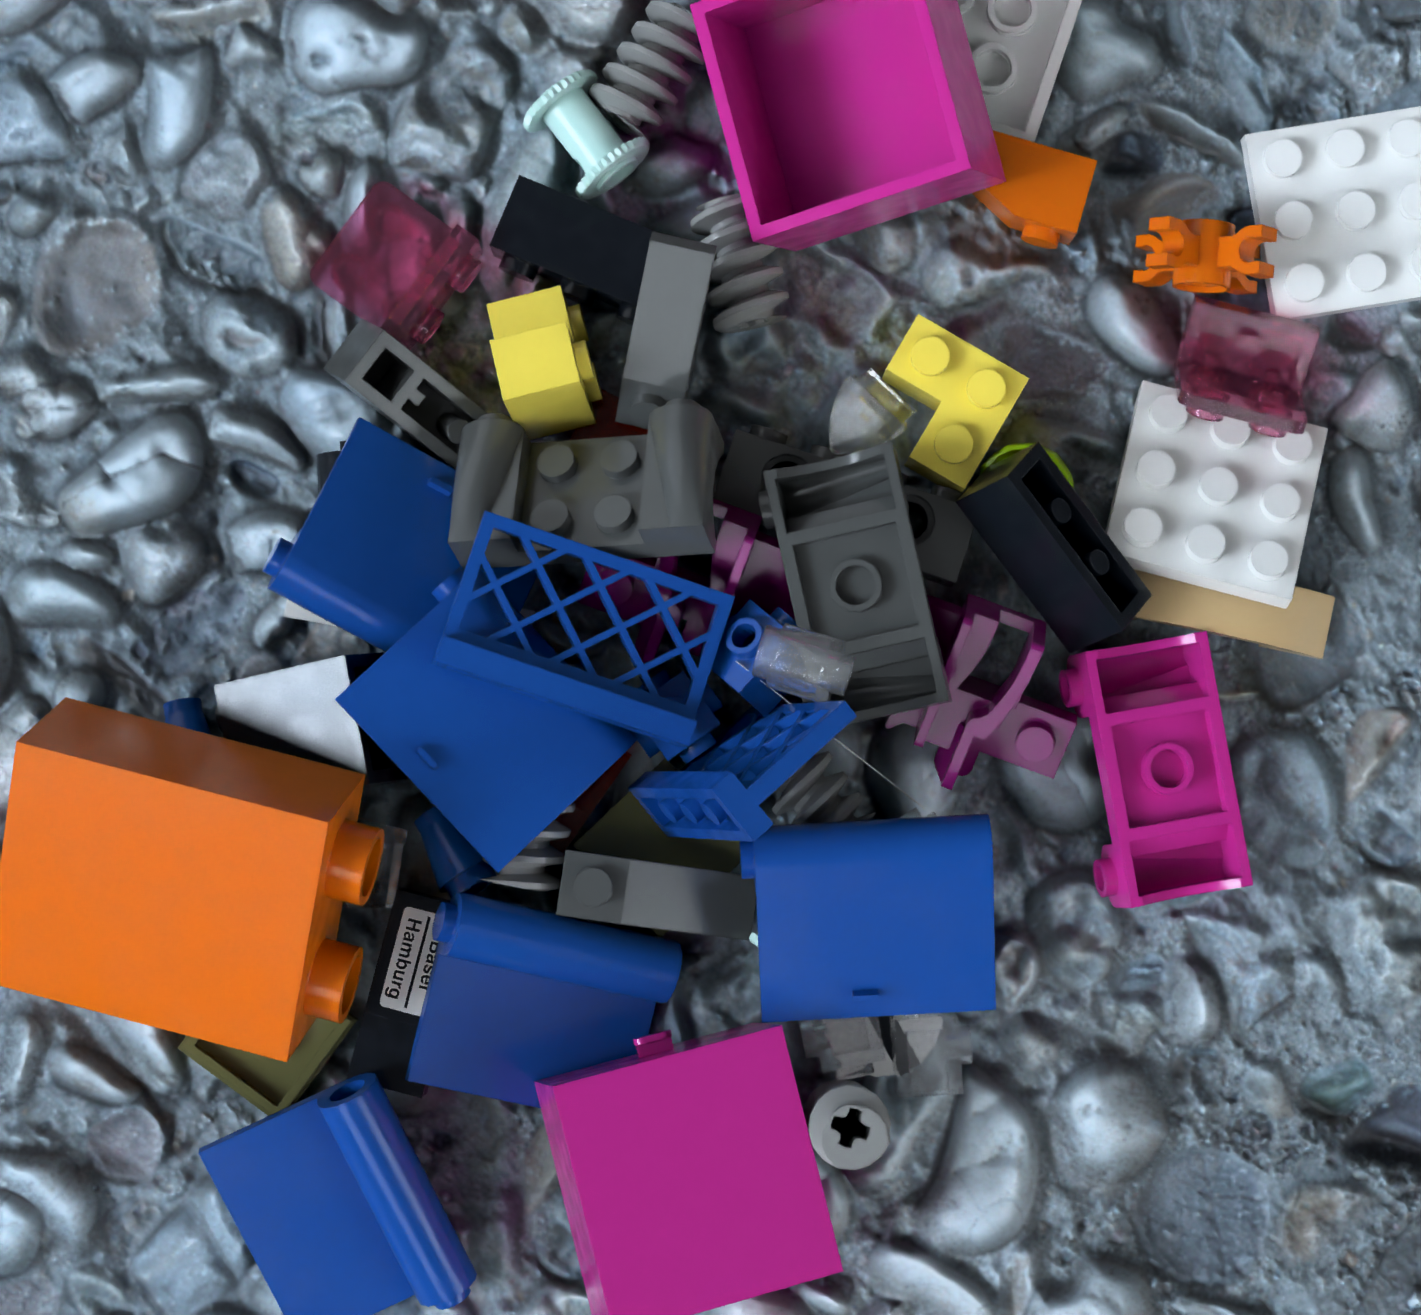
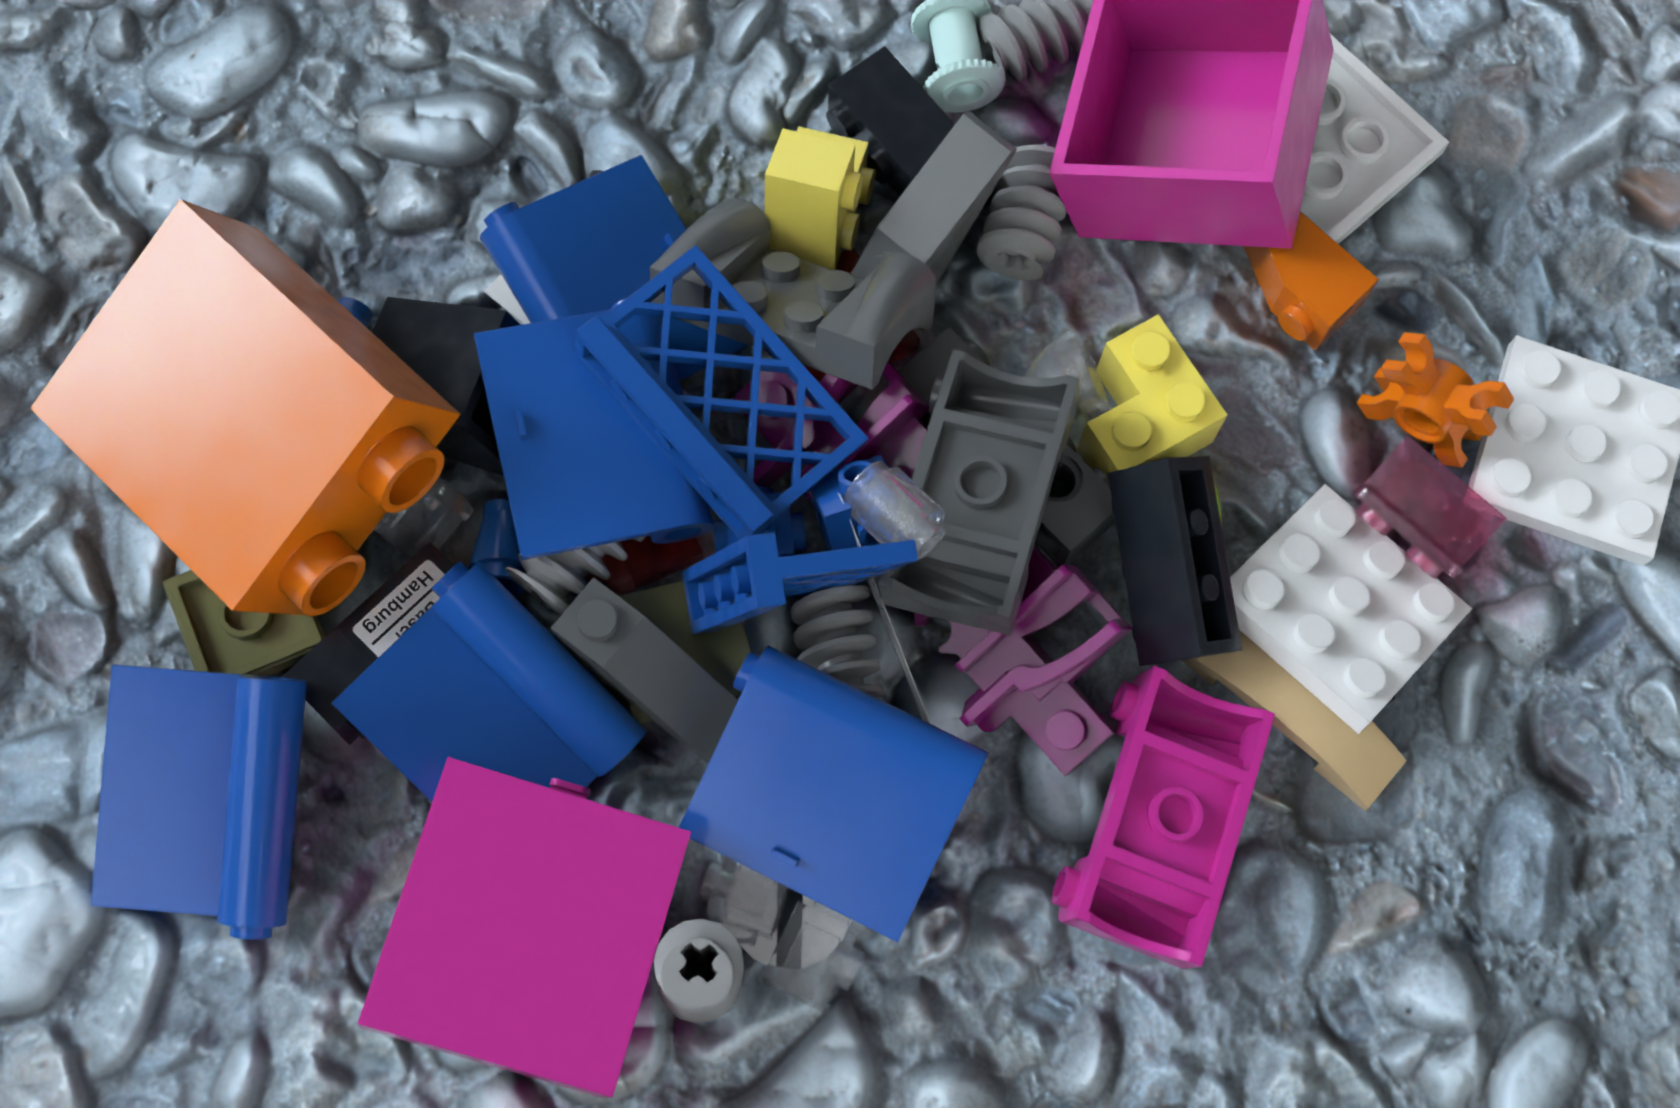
camera: 30 degrees right, 15 degrees down
(397, 265) = (746, 74): clear pink bracket -> none
(403, 389) = (689, 155): dark grey slope -> none

